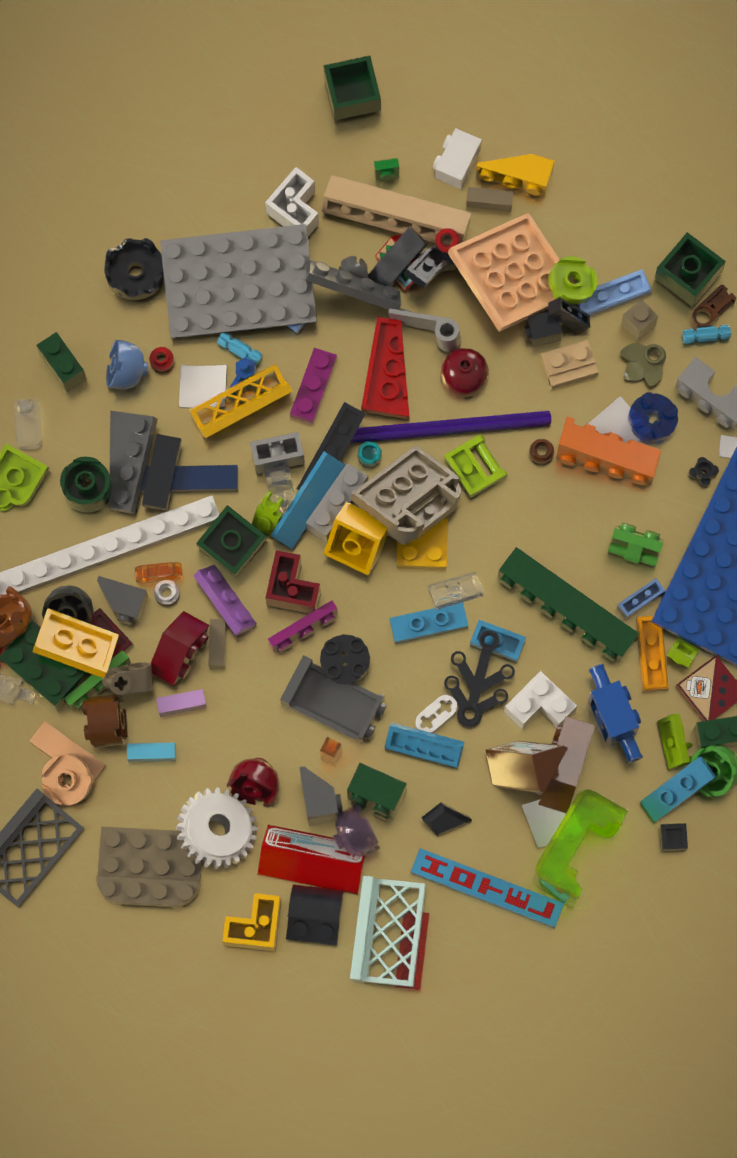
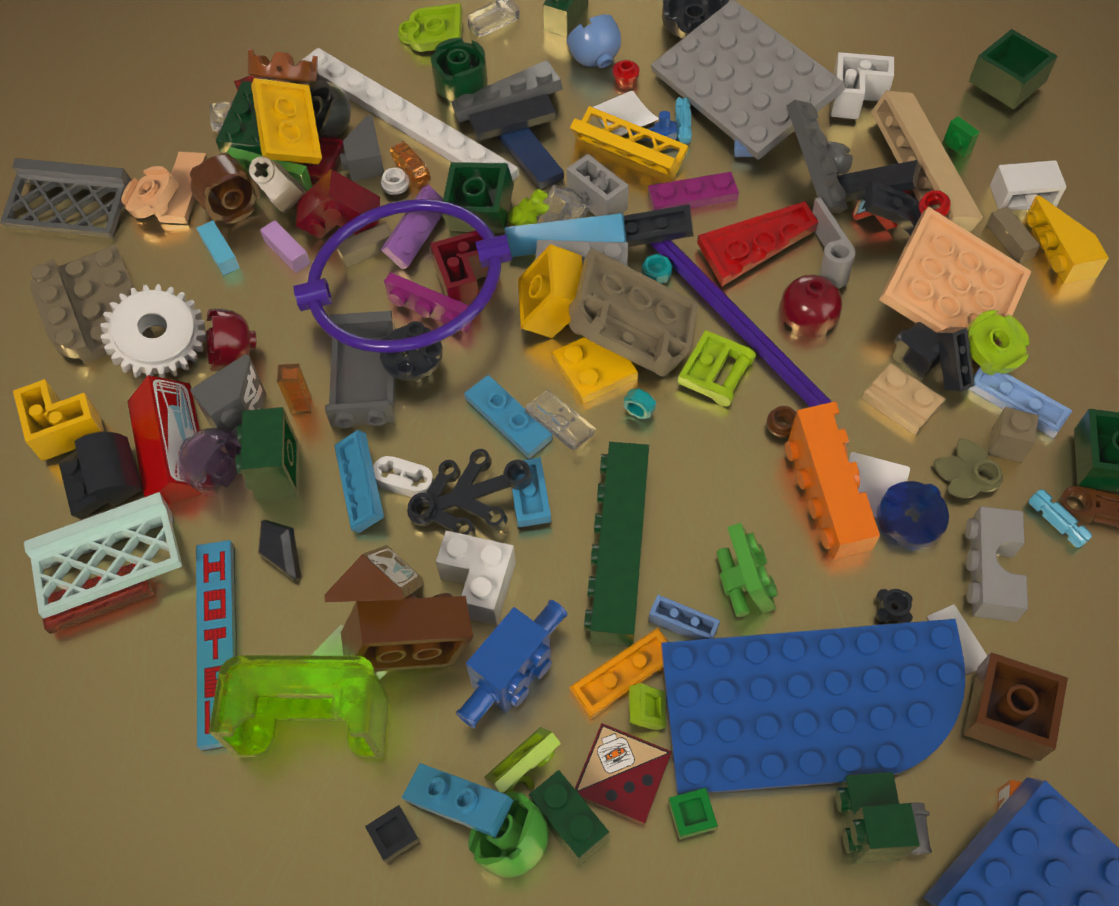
camera: 60 degrees right, 15 degrees down
(305, 560) = (317, 294): none -> dark purple piece
(474, 532) = (639, 403): none -> teal tile

